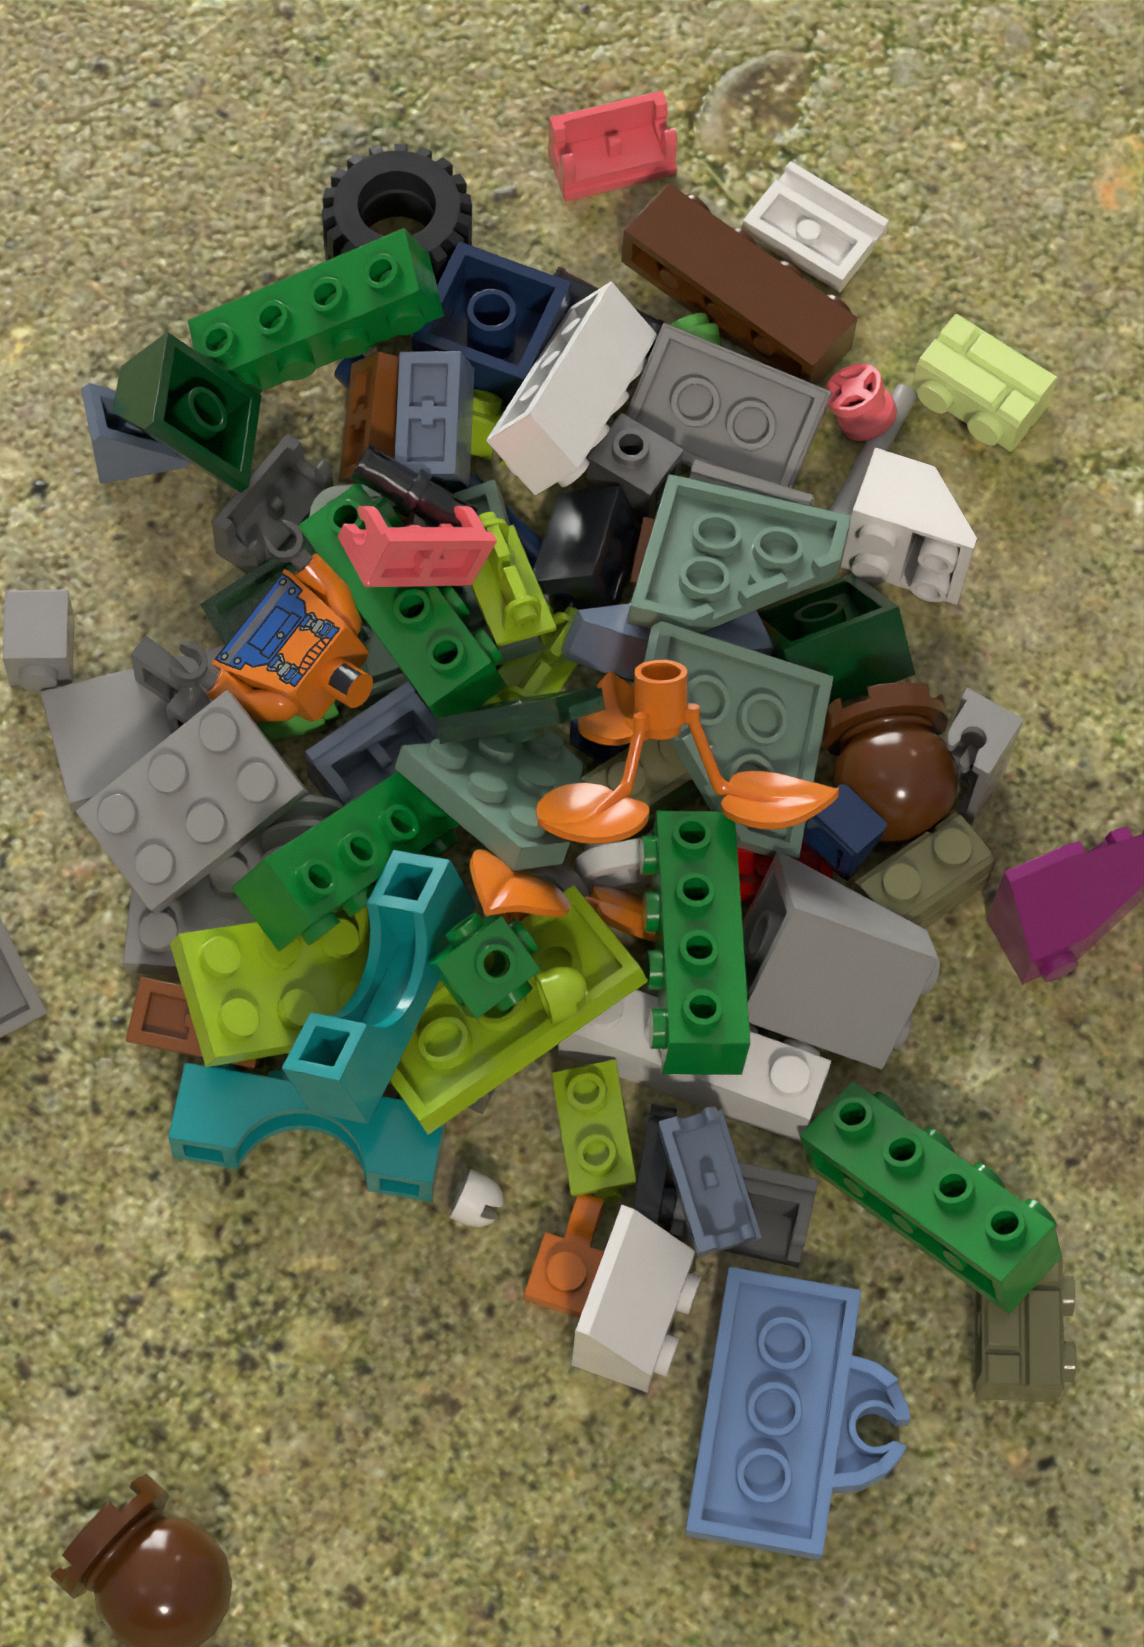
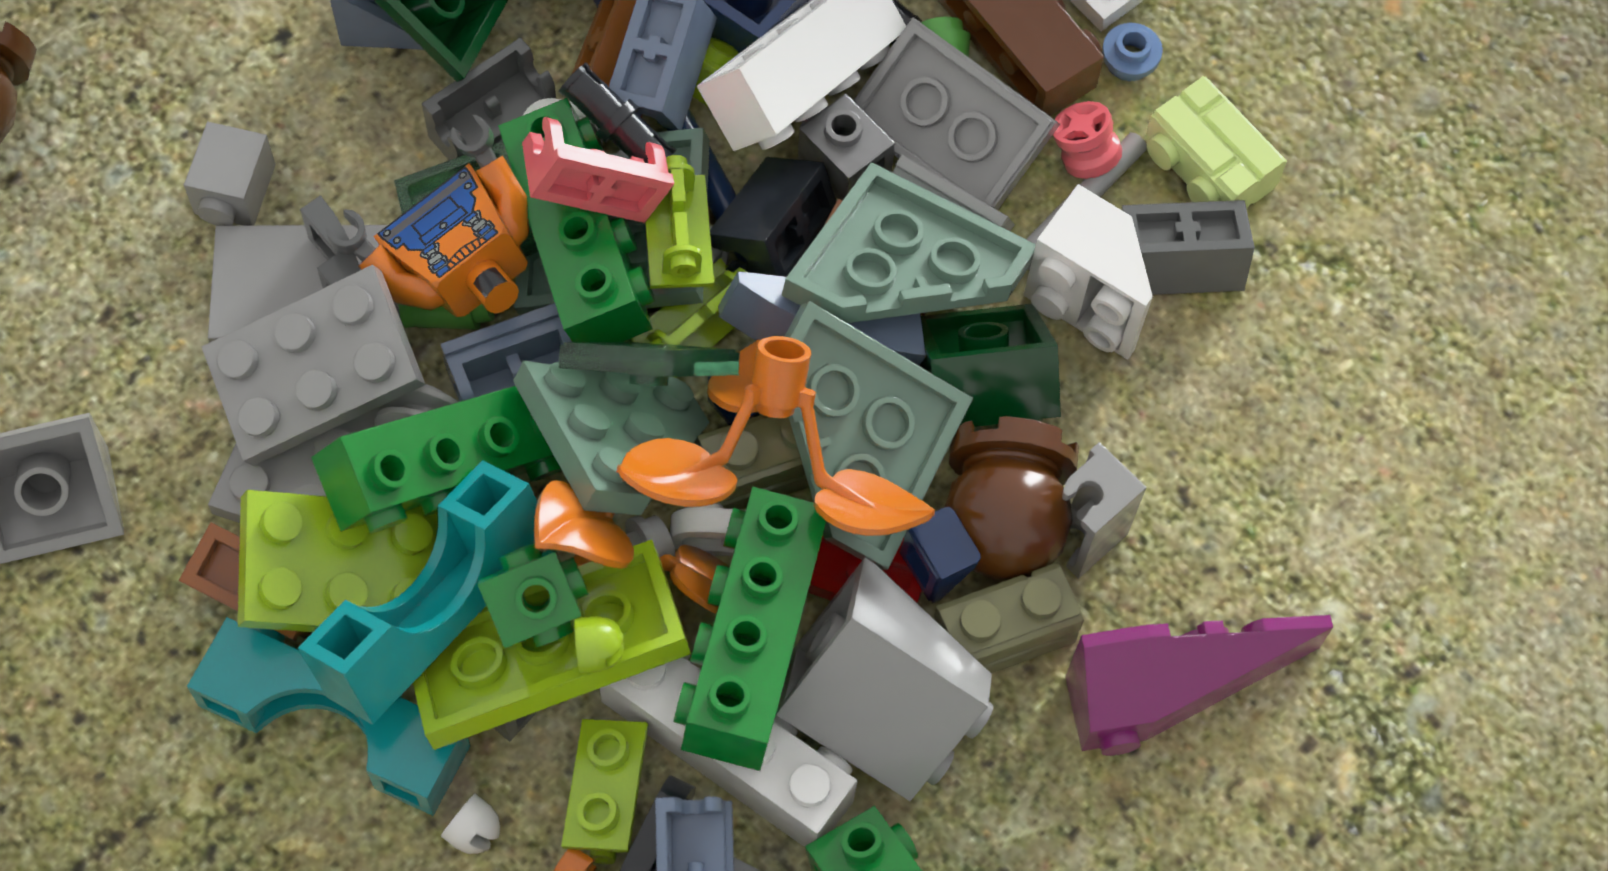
camera: 15 degrees right, 0 degrees up
(871, 318) = (1127, 64): none -> medium blue plate
(996, 477) = (1194, 245): none -> dark grey hinge

